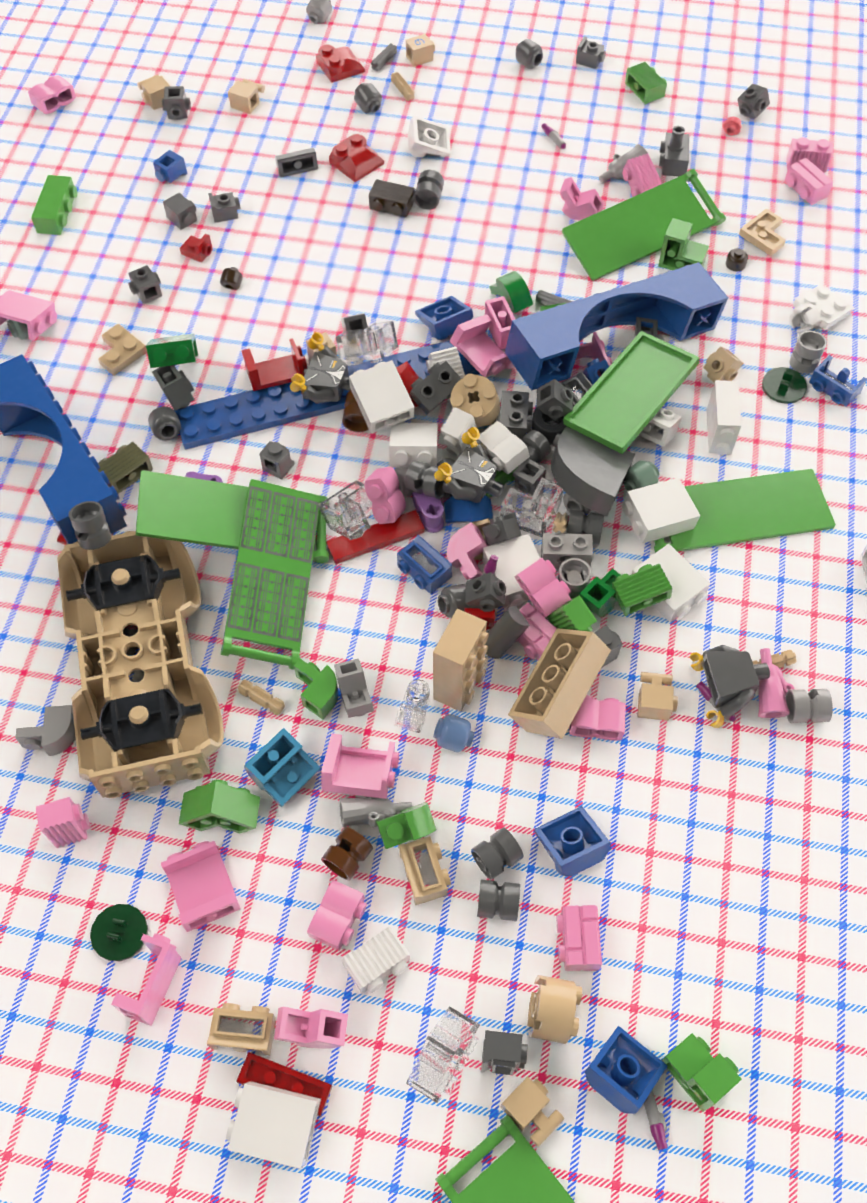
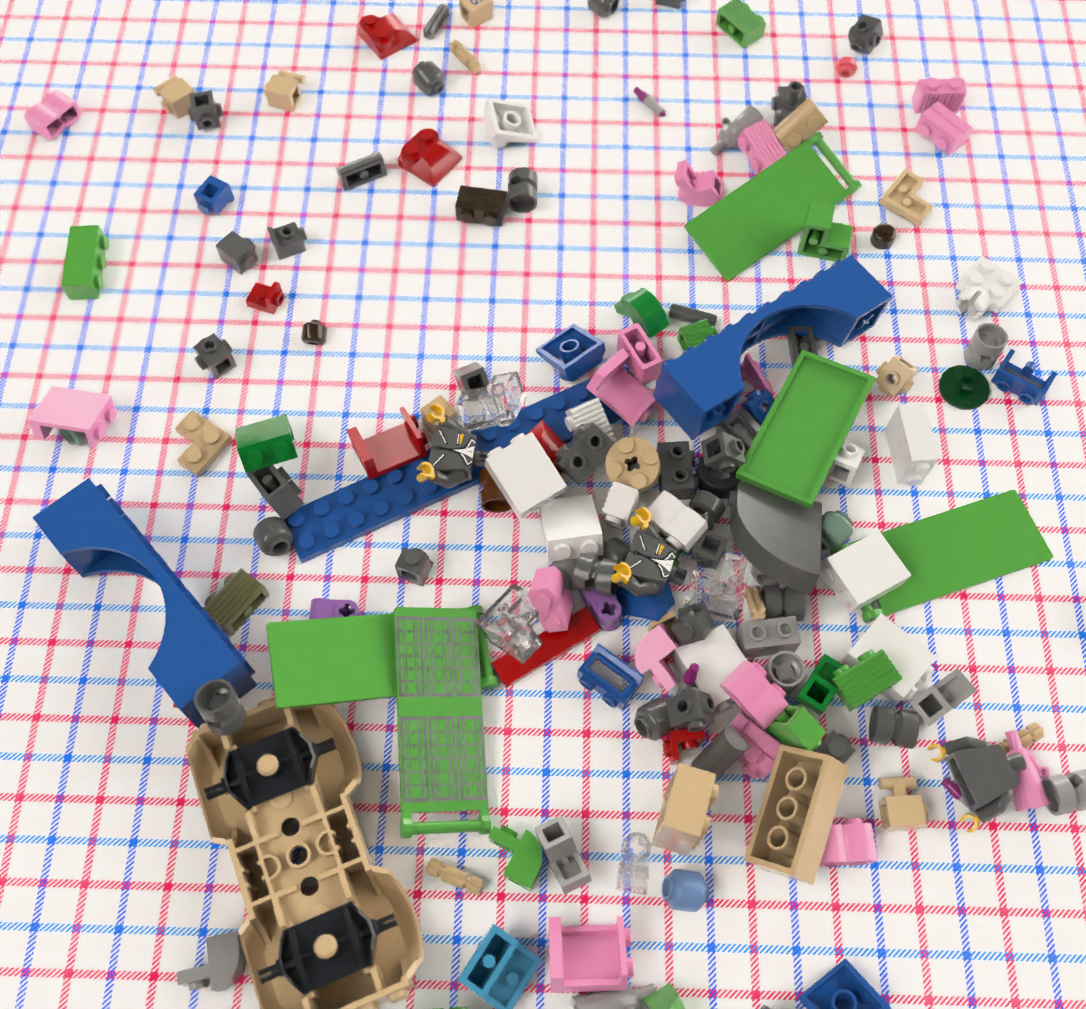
camera: 10 degrees left, 5 degrees up
(662, 634) = (899, 727): none -> dark grey wheel
(678, 162) = (800, 125): none -> tan brick
(707, 619) = (943, 697): none -> light grey brick

